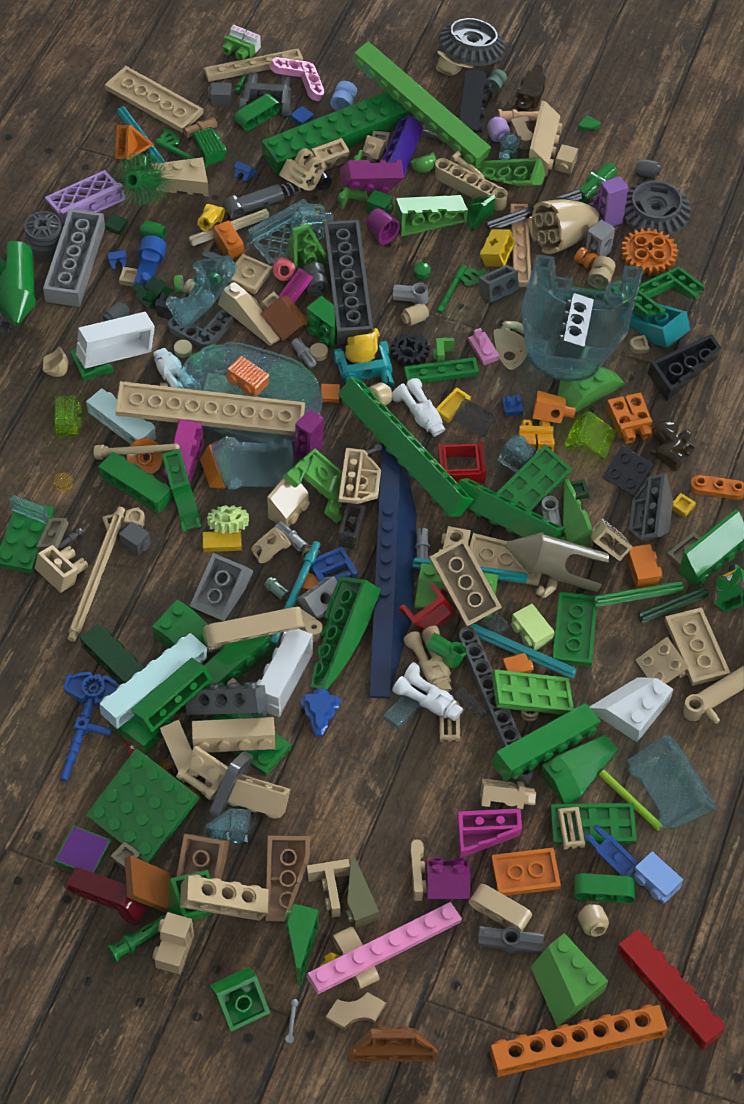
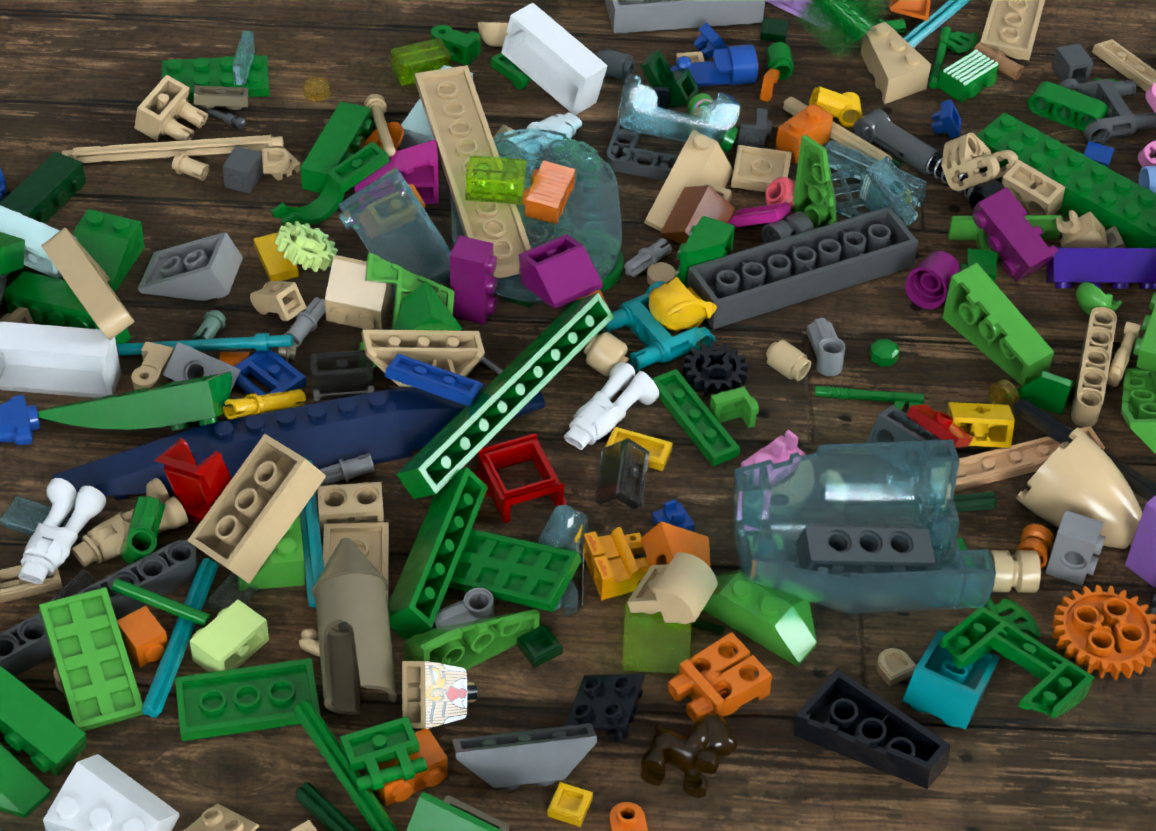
camera: 70 degrees right, 10 degrees down
(59, 388) = (461, 46): none -> green leg
(117, 567) = (189, 166): none -> tan pin
(172, 243) = (768, 82): none -> orange tile
(183, 348) = (595, 138): tan tile -> none
(235, 397) = (495, 180): none -> clear neon green bracket
(321, 391) = (559, 271): none -> magenta slope
(329, 470) = (425, 311): none -> green slope
(366, 572) = (257, 404): none -> yellow pin
(388, 476) = (433, 380): none -> blue tile
(476, 230) = (1003, 393): none -> clear yellow tile
(501, 262) = (939, 425): none -> red plate
(503, 650) = (161, 602): none -> green piece
(583, 411) = (675, 589): none -> tan brick
(639, 568) = (379, 745): none -> green plate

